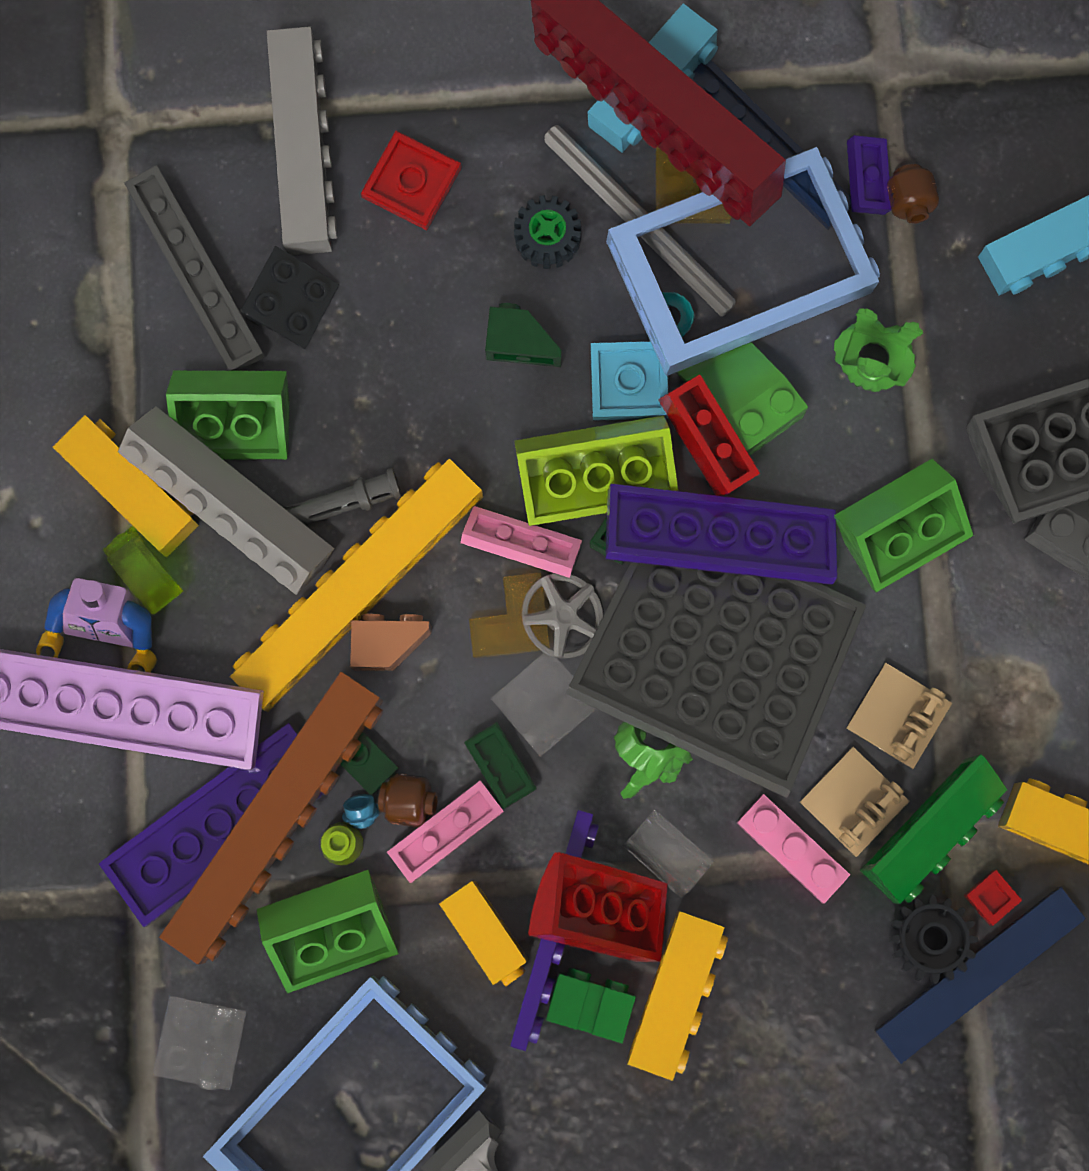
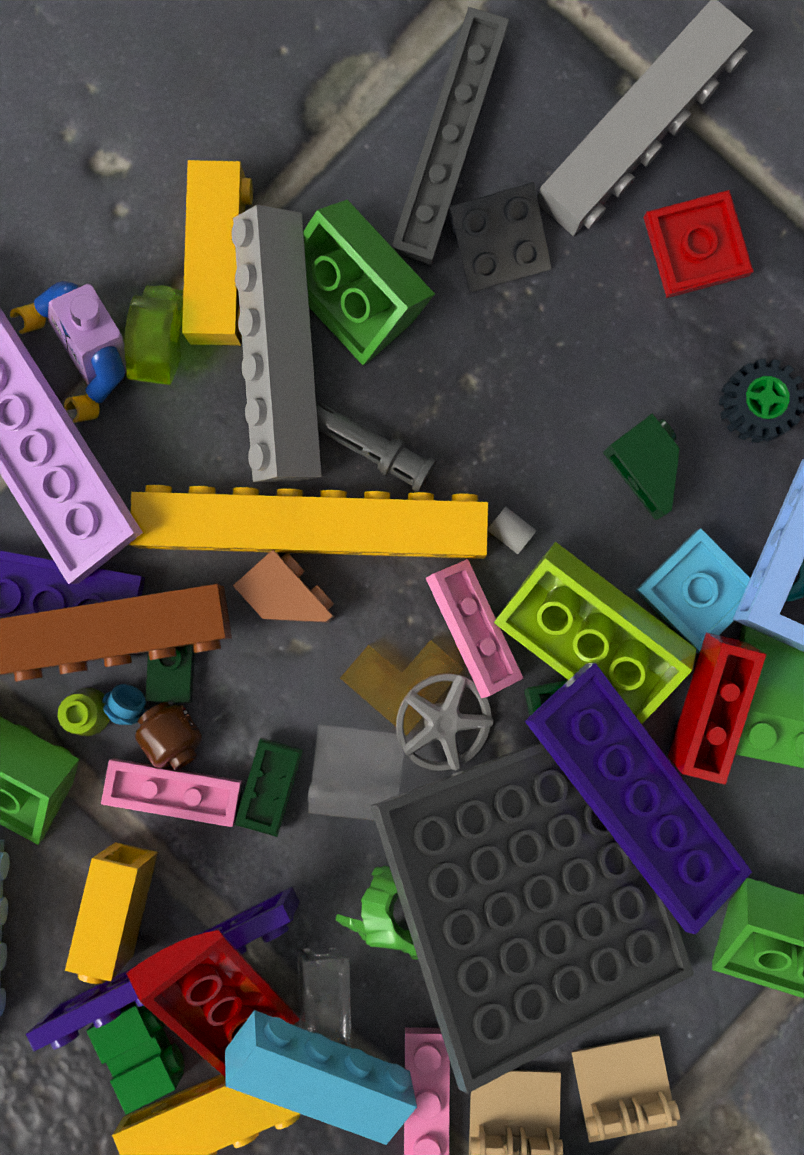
camera: 45 degrees right, 5 degrees up
(481, 461) = (511, 530): none -> light grey hinge
(709, 889) = (319, 1078): none -> medium azure brick

